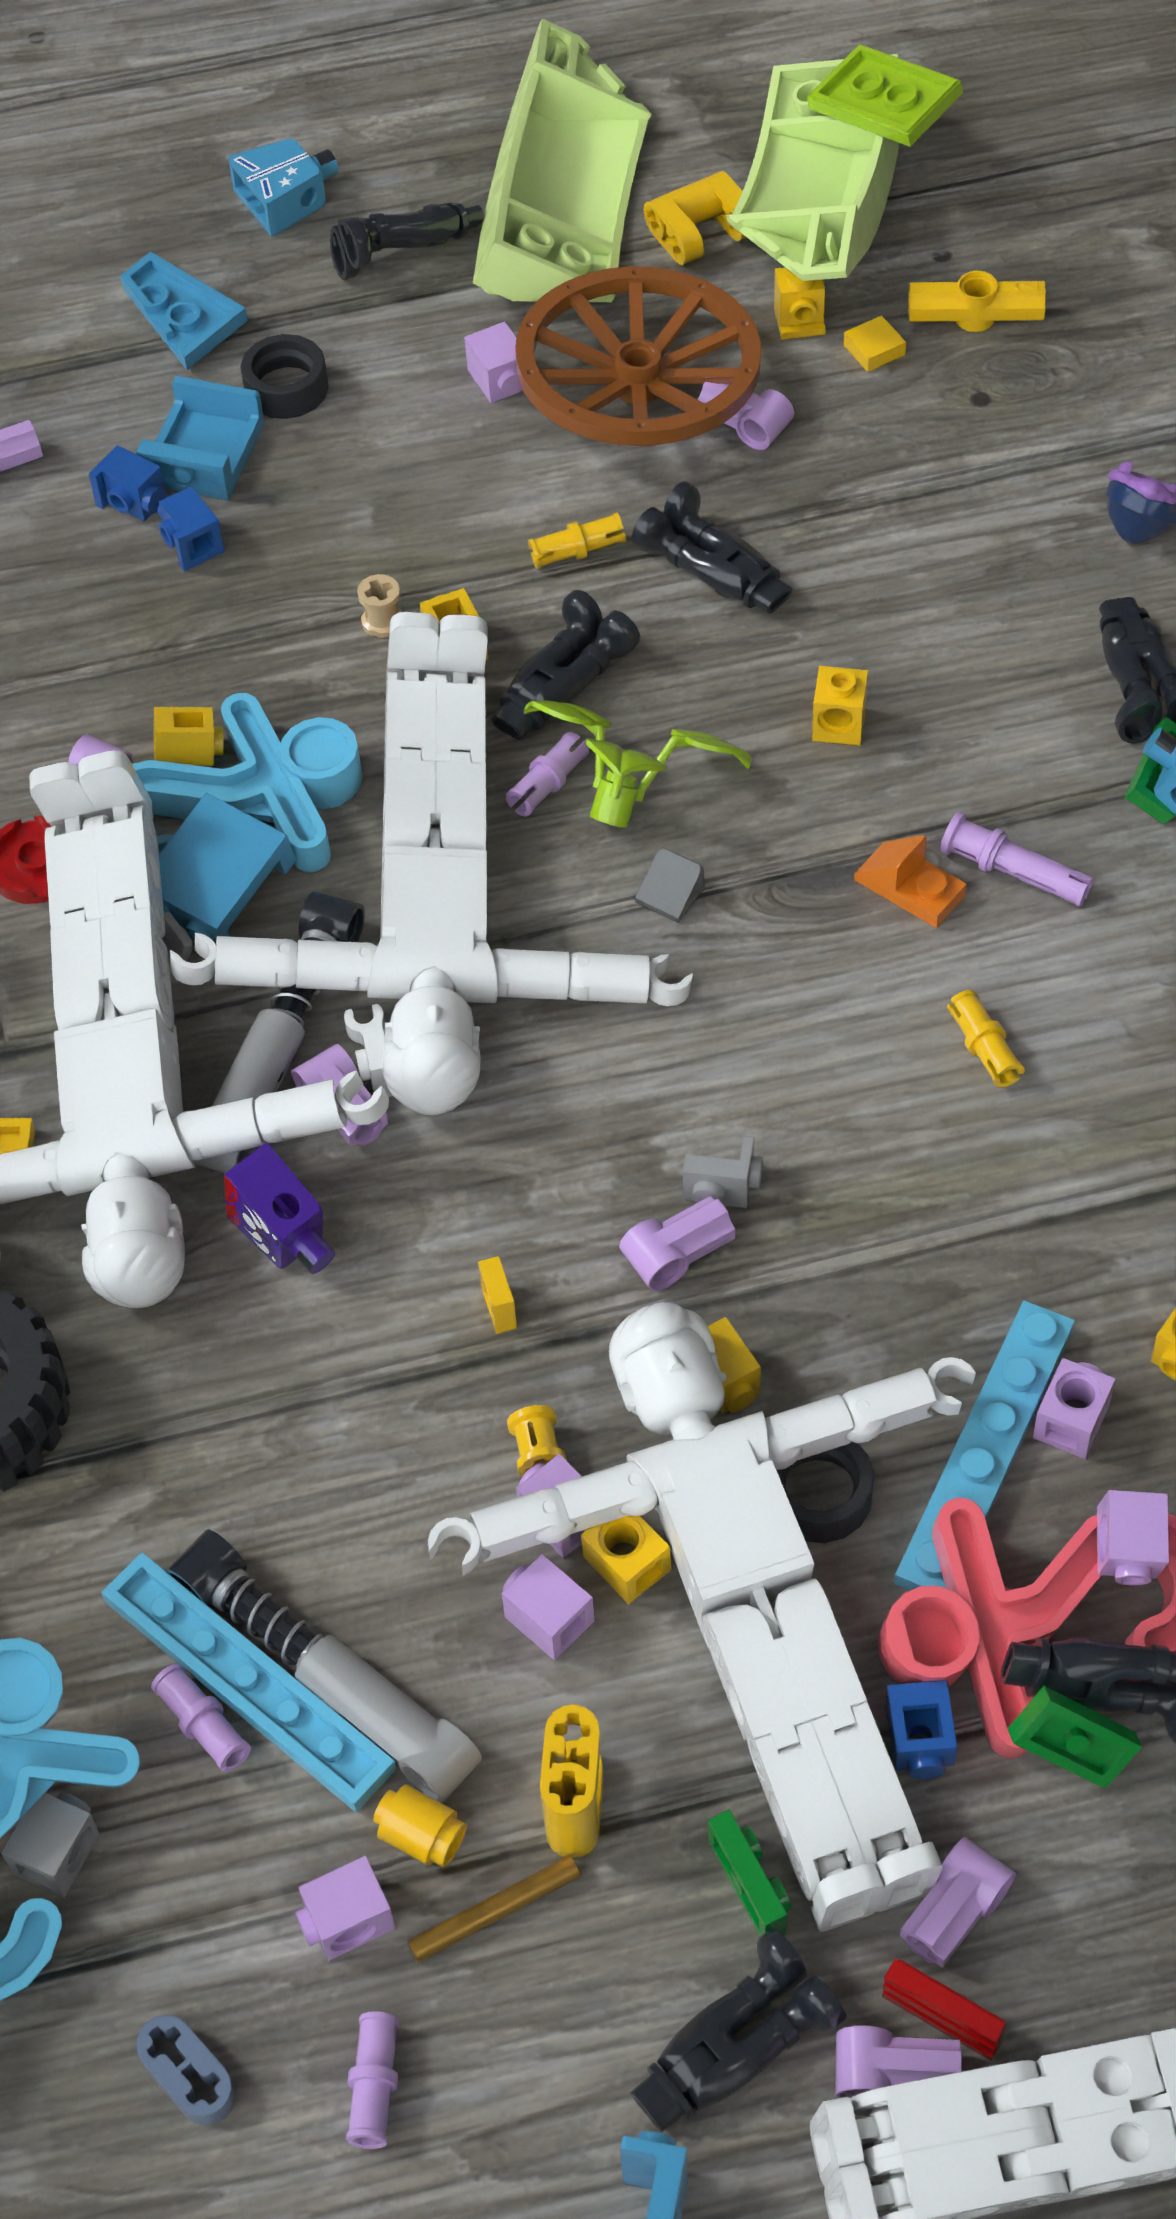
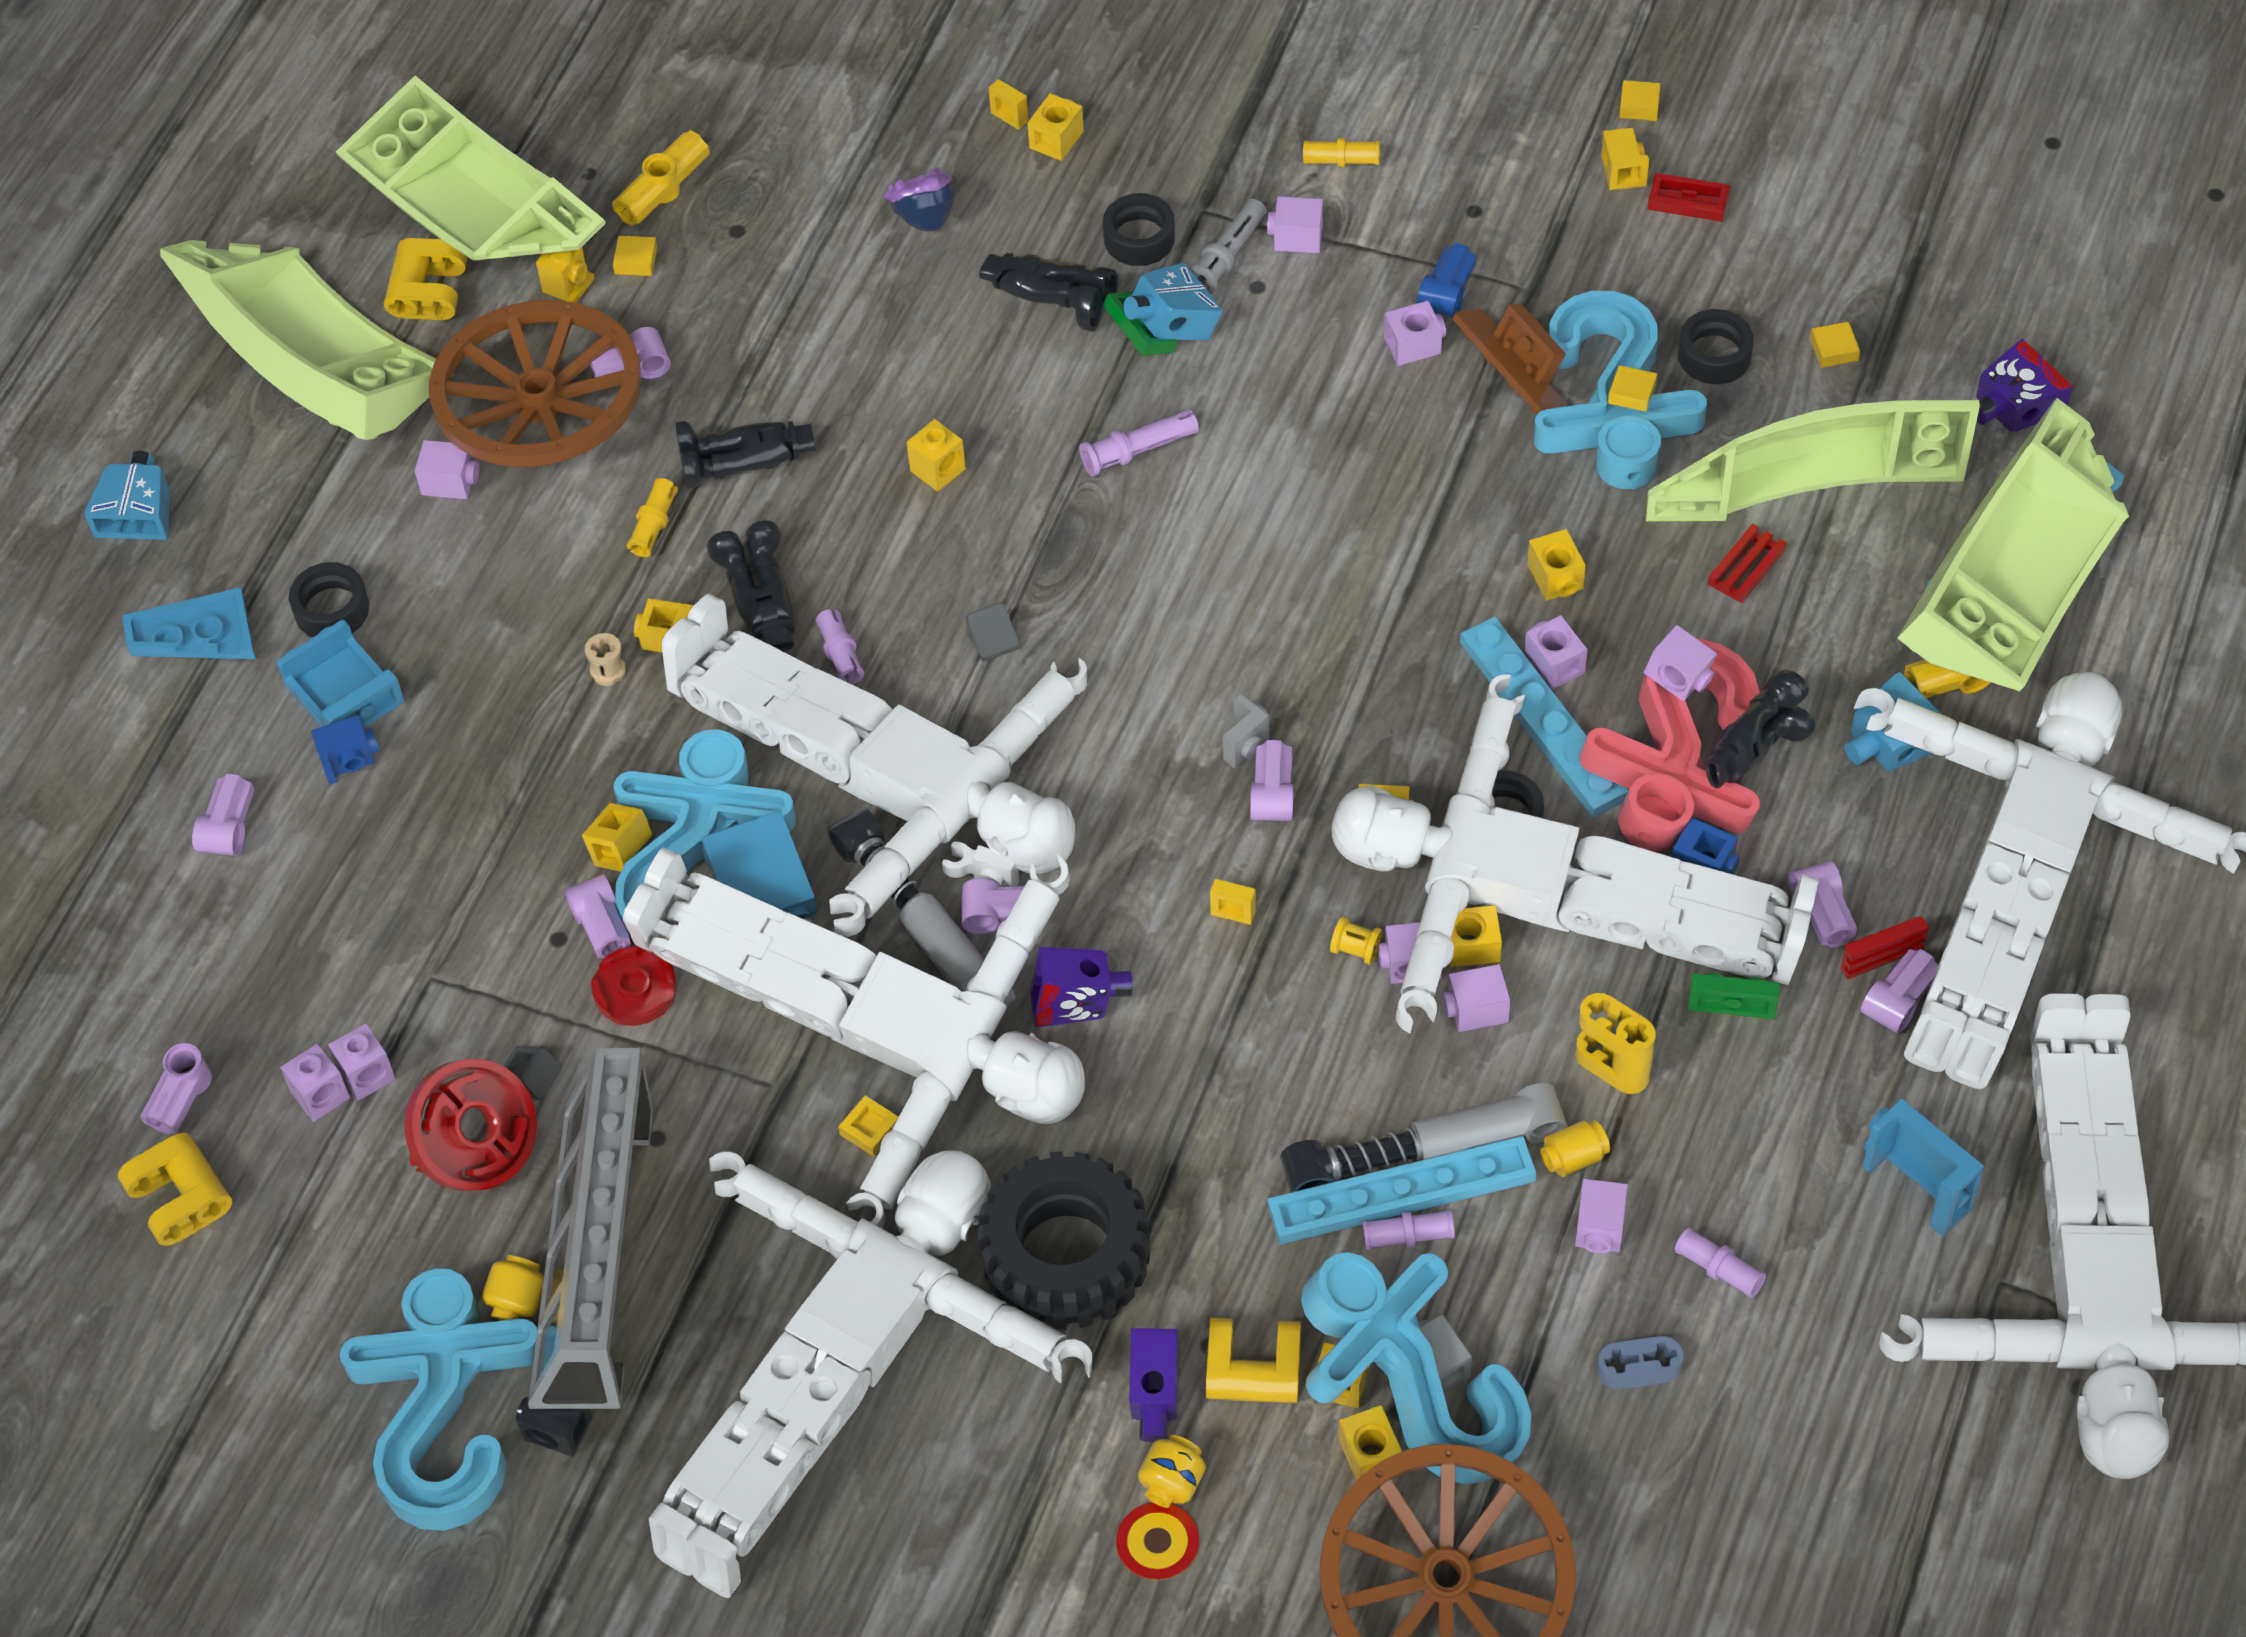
camera: 55 degrees left, 0 degrees up
(190, 528) = (420, 732): blue brick -> none
(358, 238) = (255, 477): black piece -> none
(493, 1908) = (1653, 1143): pearl gold bar -> none
(617, 790) = (897, 612): lime plant -> none
(707, 2061) = (1834, 1082): black piece -> none
(885, 95) = (449, 105): lime tile -> none
(910, 881) = (1096, 506): orange slope -> none
(985, 1038) = (1258, 538): yellow pin -> none
(1074, 1737) = (1774, 777): green plate -> none

